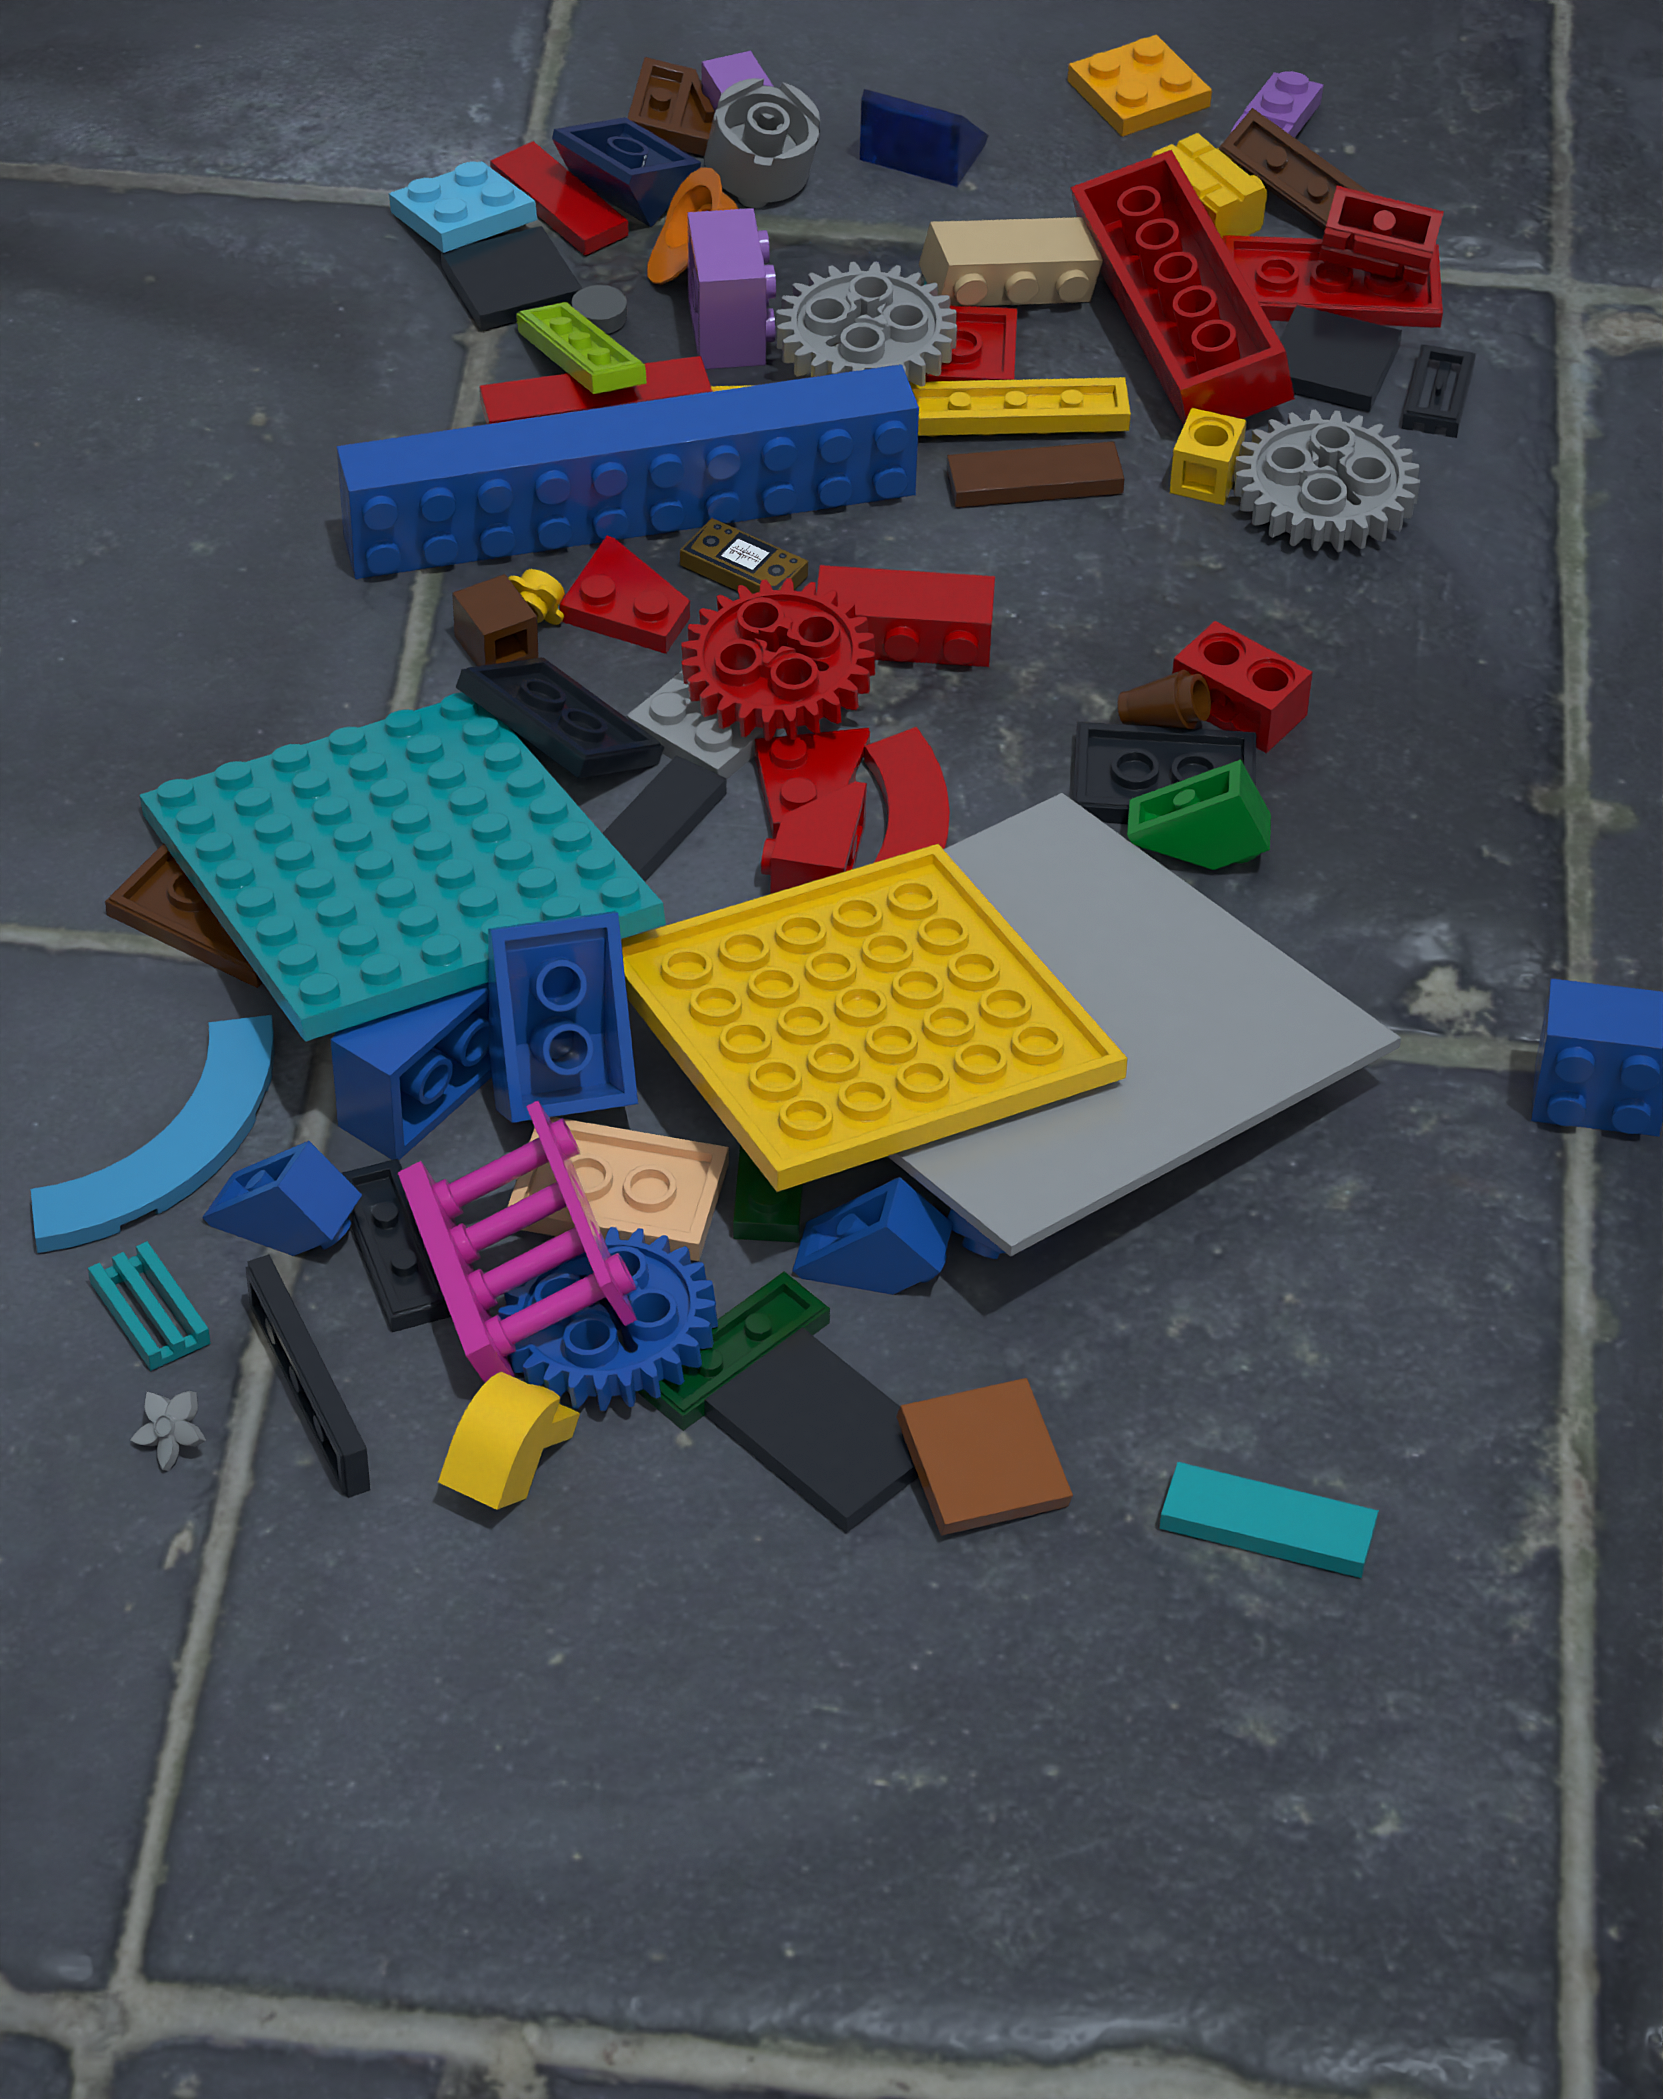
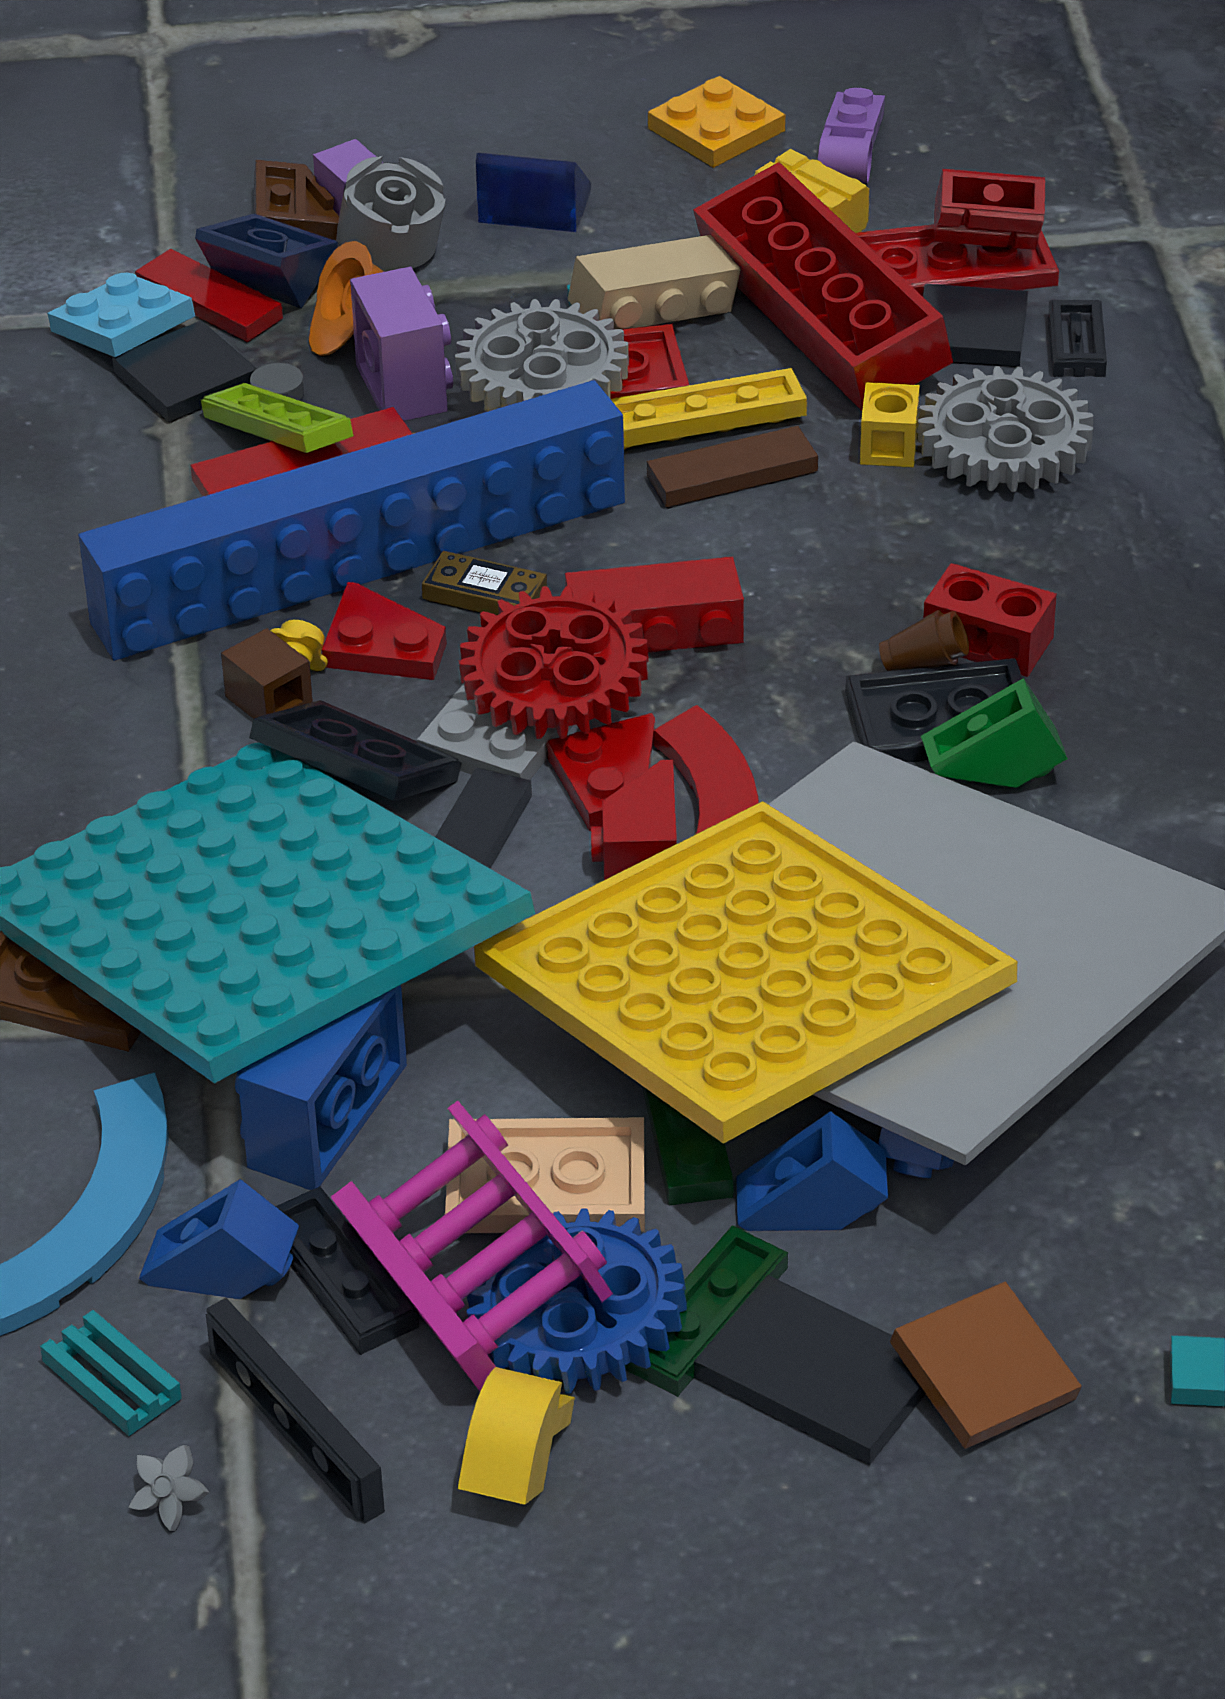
camera: 10 degrees left, 5 degrees down
(559, 1017) = (453, 1020): blue slope -> none
(1286, 166) = (882, 167): reddish brown tile -> none

